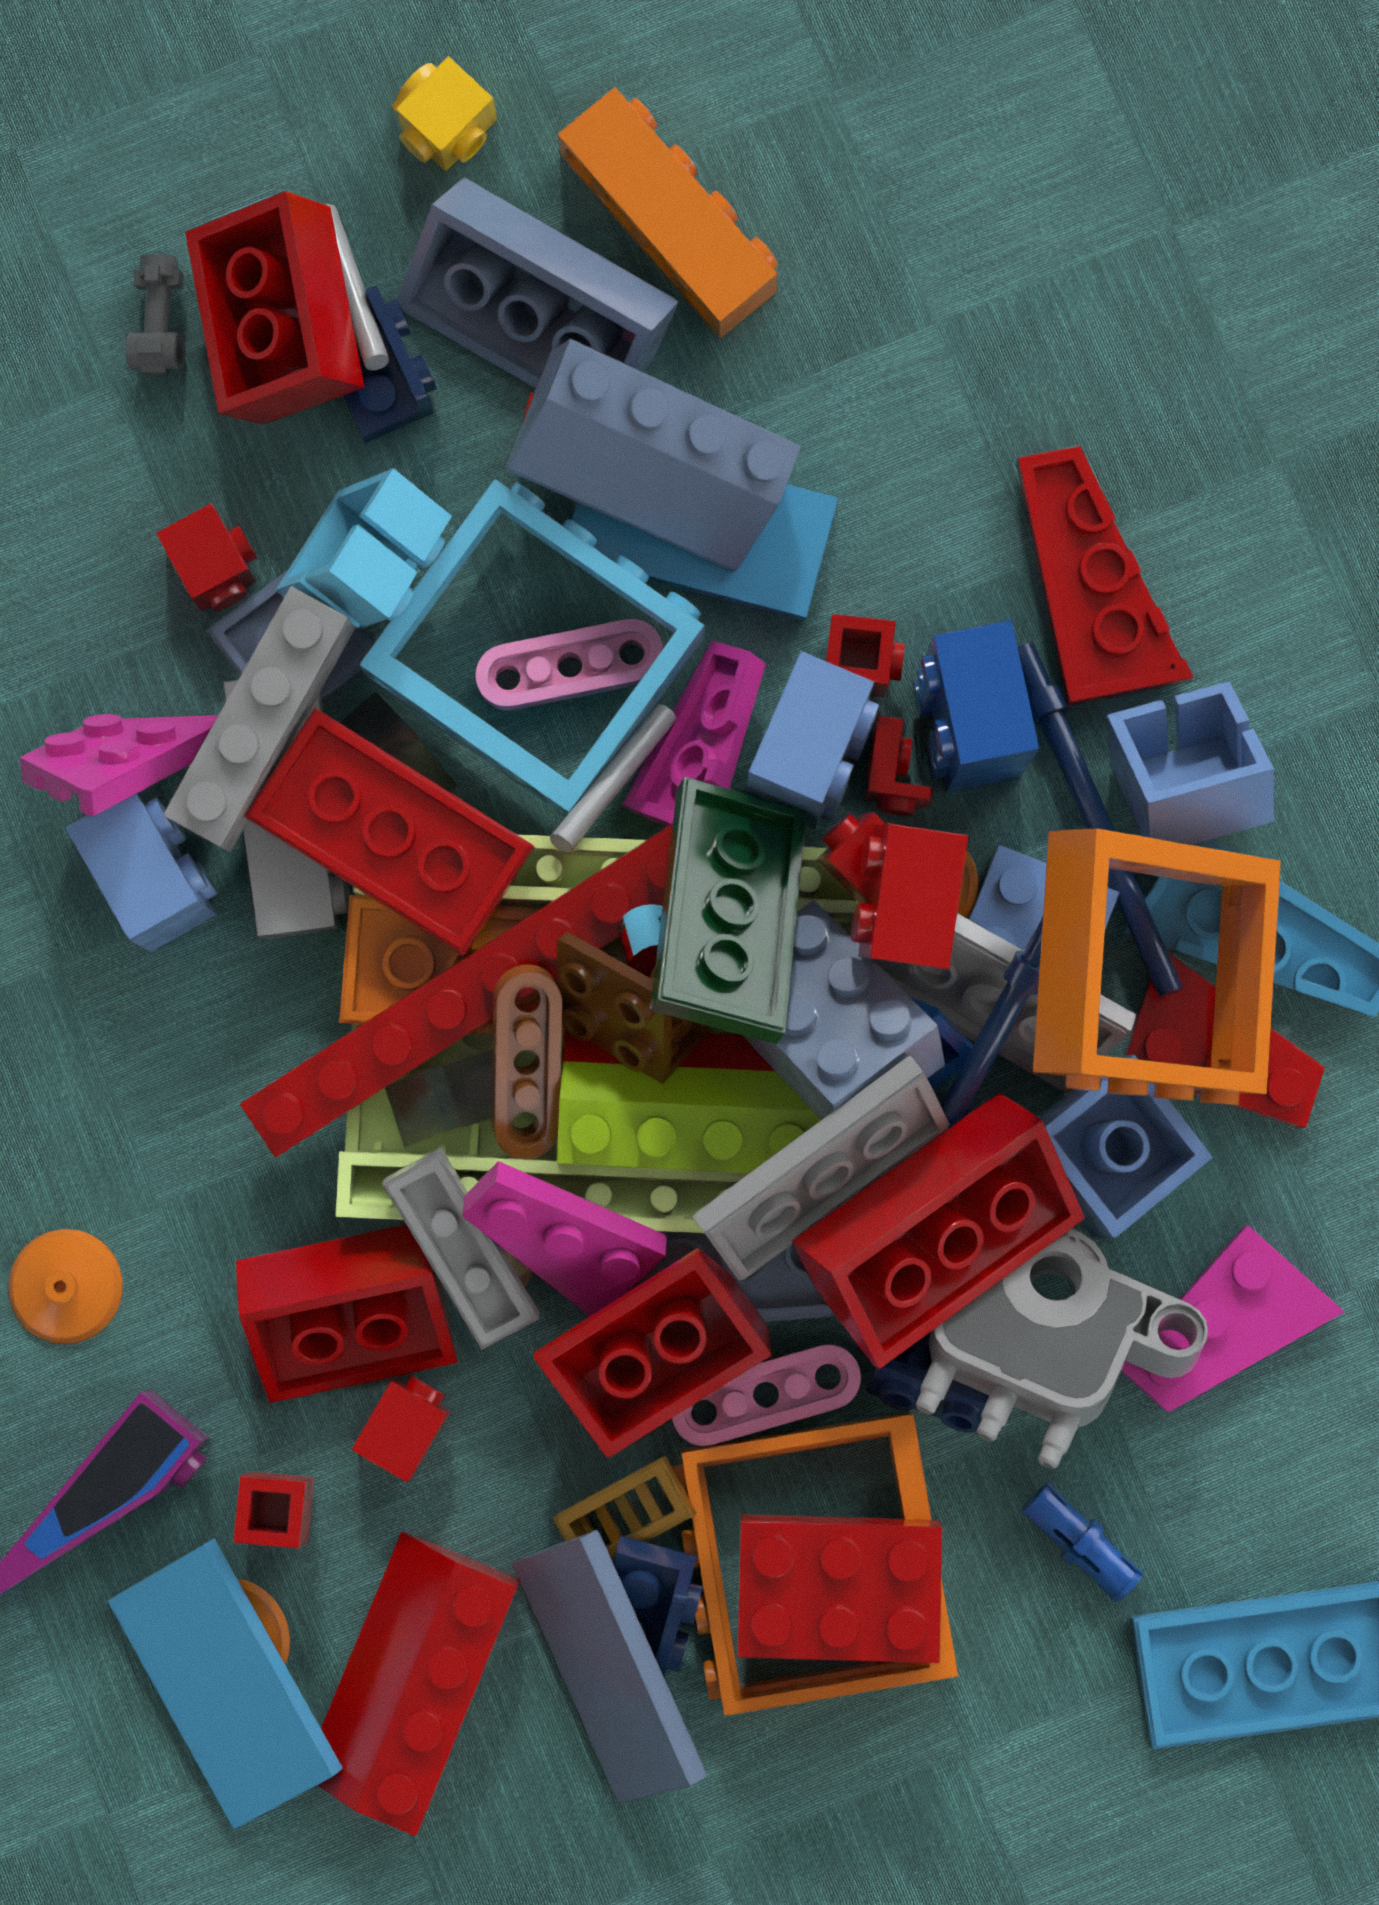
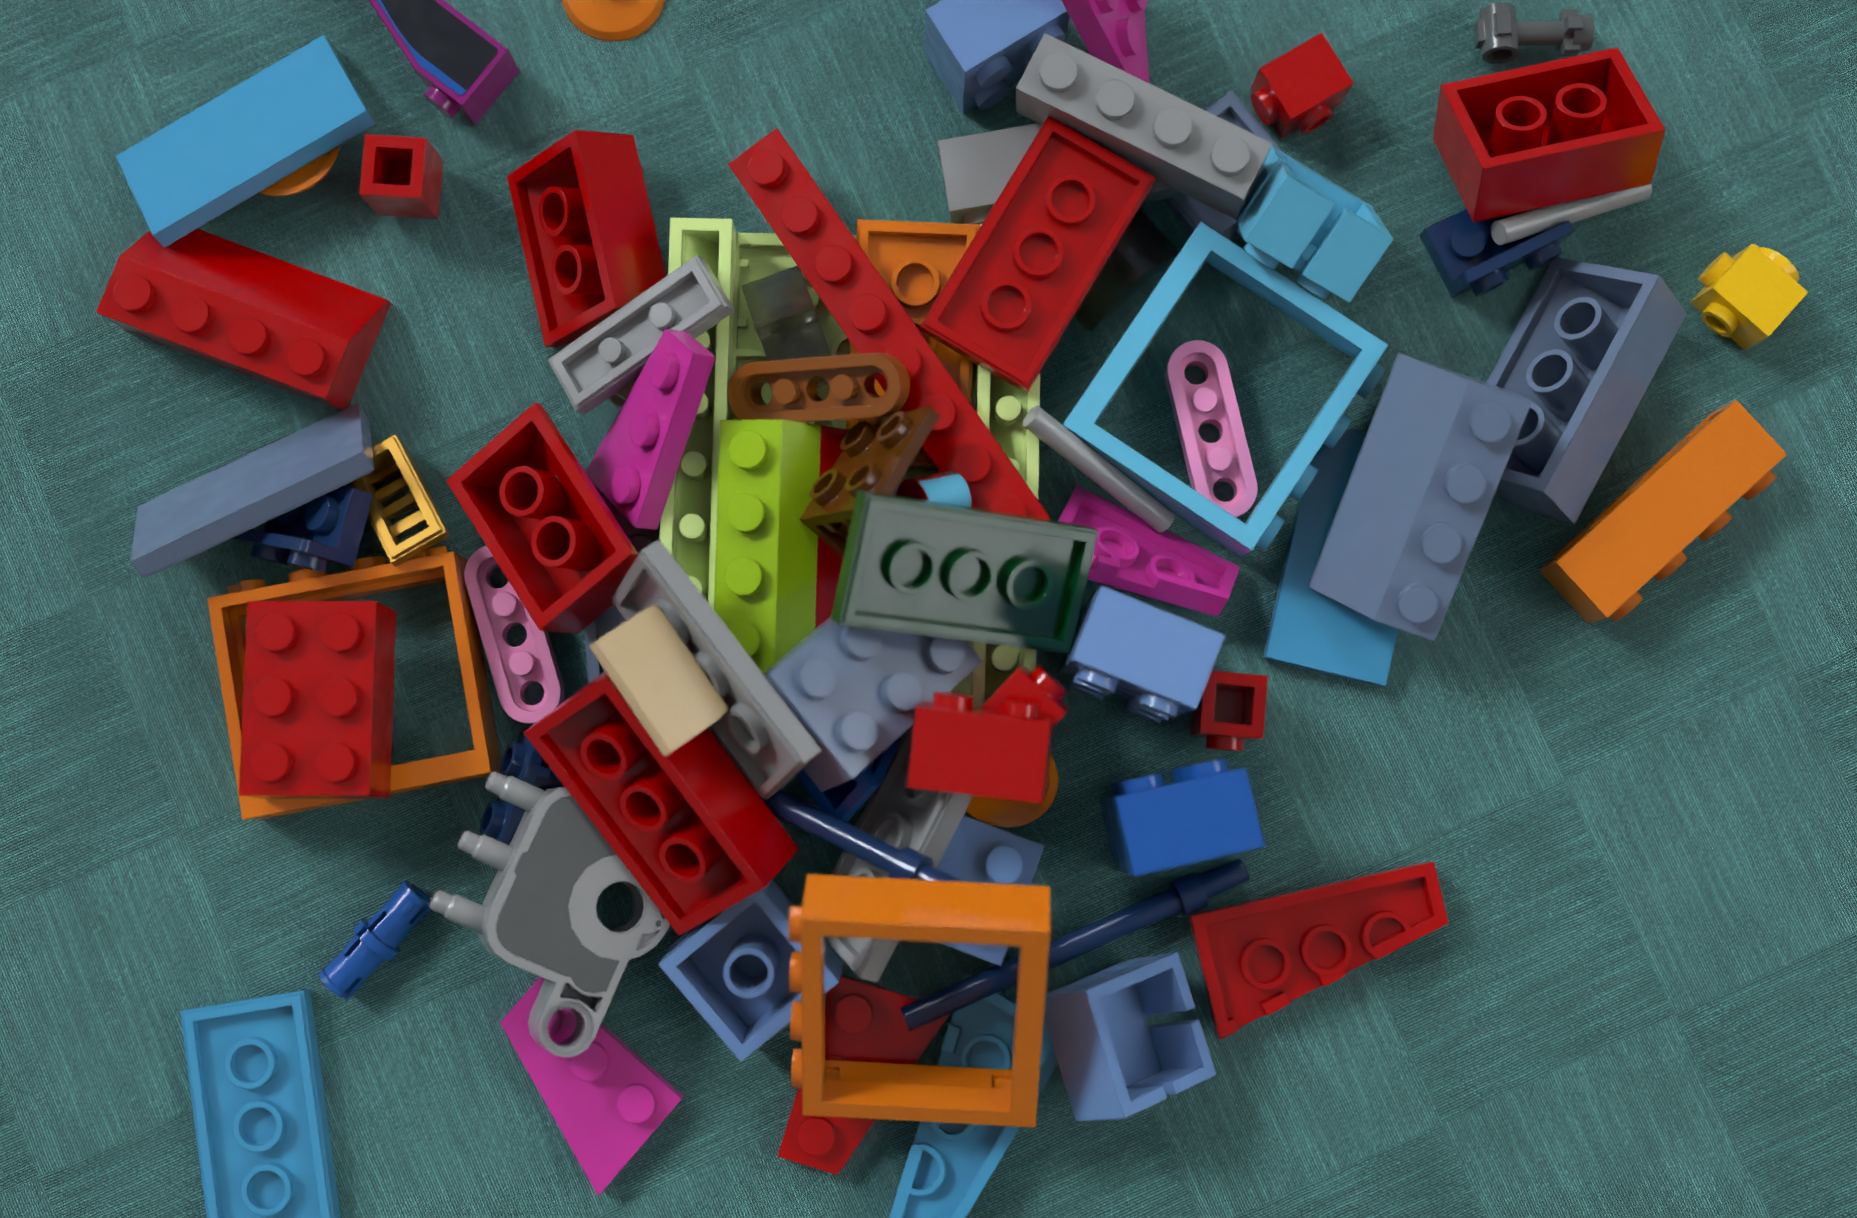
camera: 85 degrees right, 0 degrees up
(403, 1427) = (480, 295): red brick -> none
(831, 1220) = (659, 678): none -> tan slope
(888, 758) = (1130, 741): red bracket -> none

